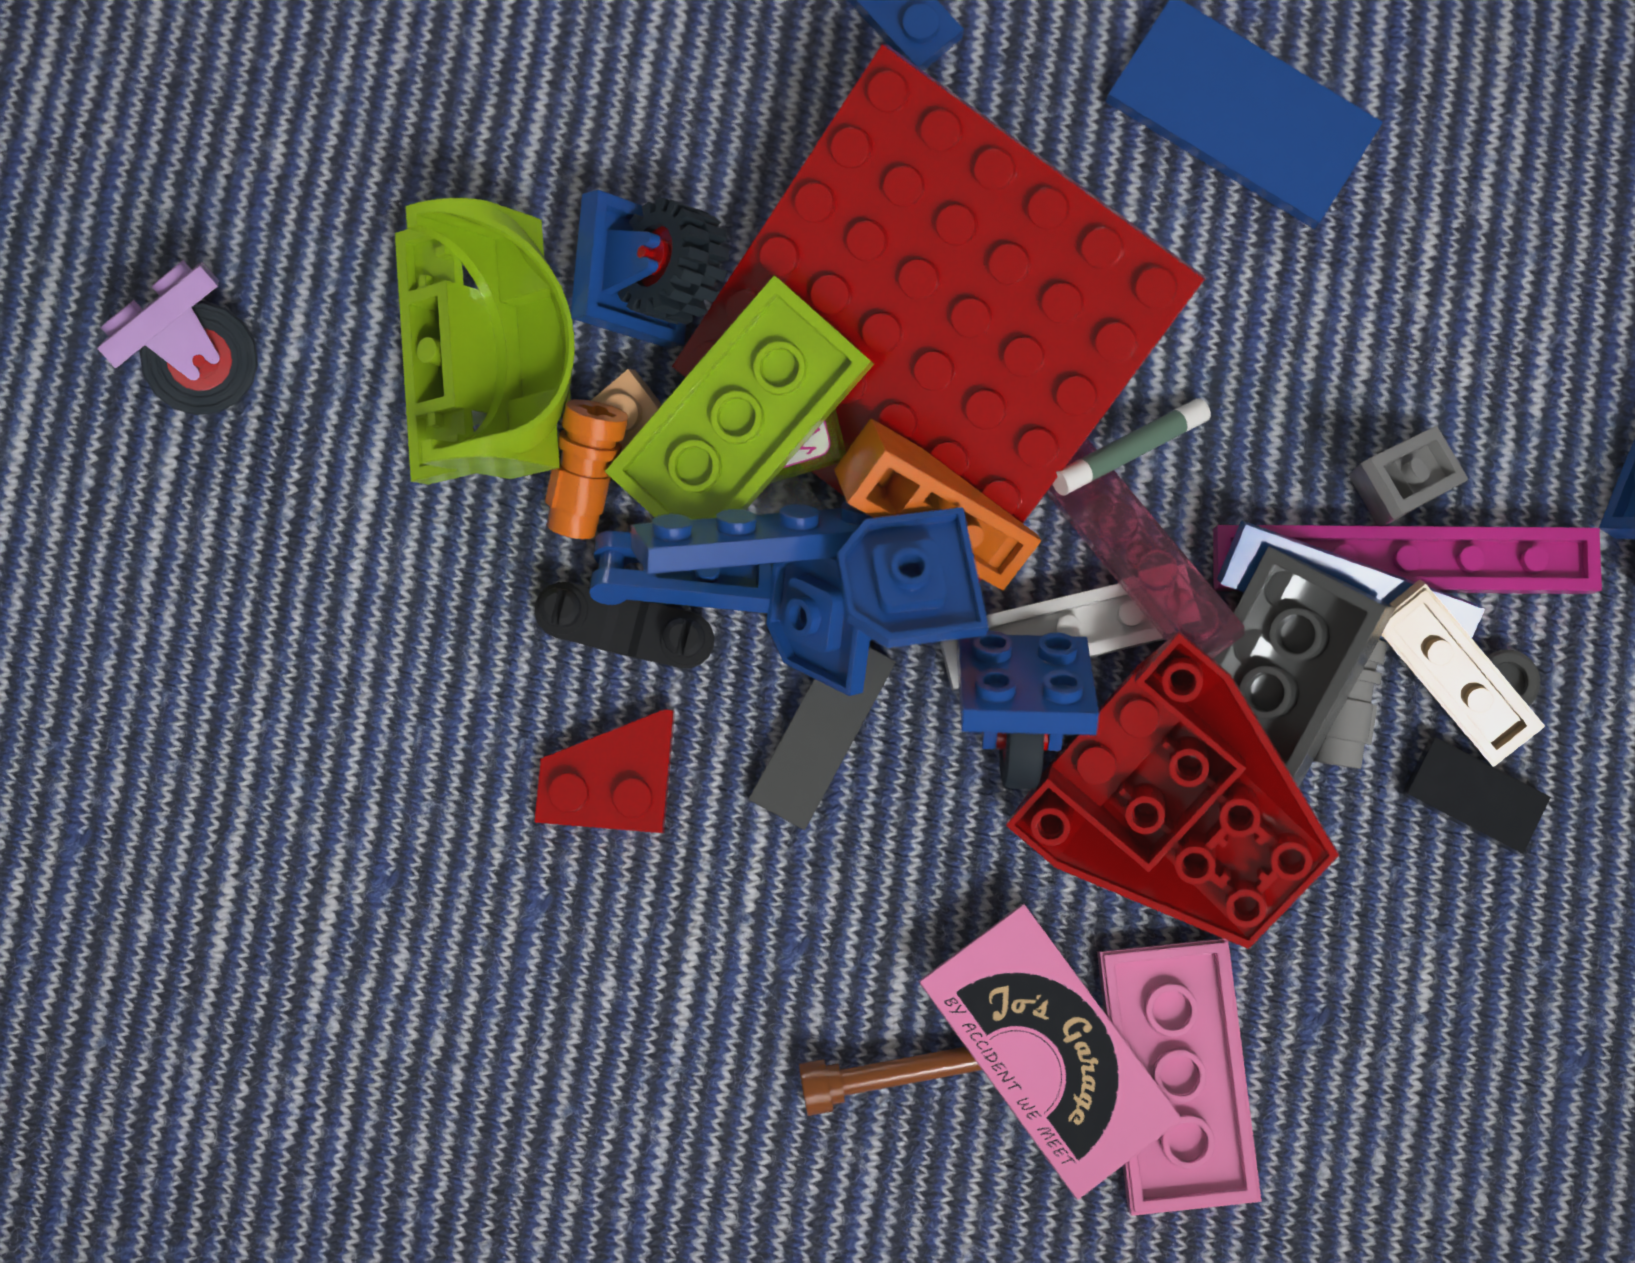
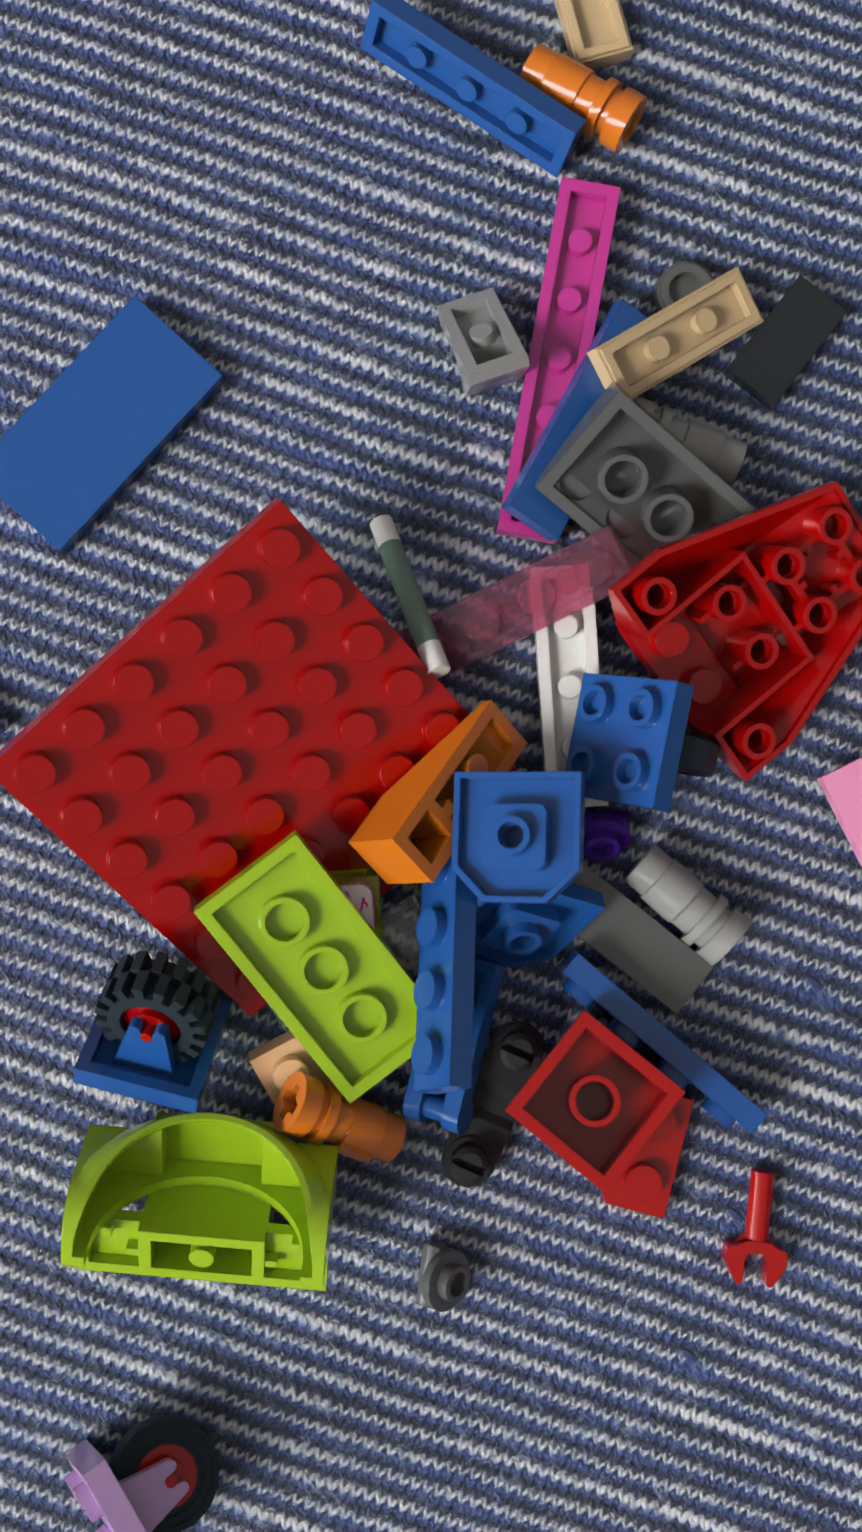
camera: 85 degrees left, 5 degrees up
(438, 606) = (442, 1276): none -> dark grey plate
(535, 925) = (756, 1233): none -> red bar
(648, 715) = (595, 1101): none -> red brick
(702, 807) = (676, 1061): none -> blue plate
(866, 788) = (687, 904): none -> light grey axle
(921, 688) = (606, 834): none -> dark purple plate

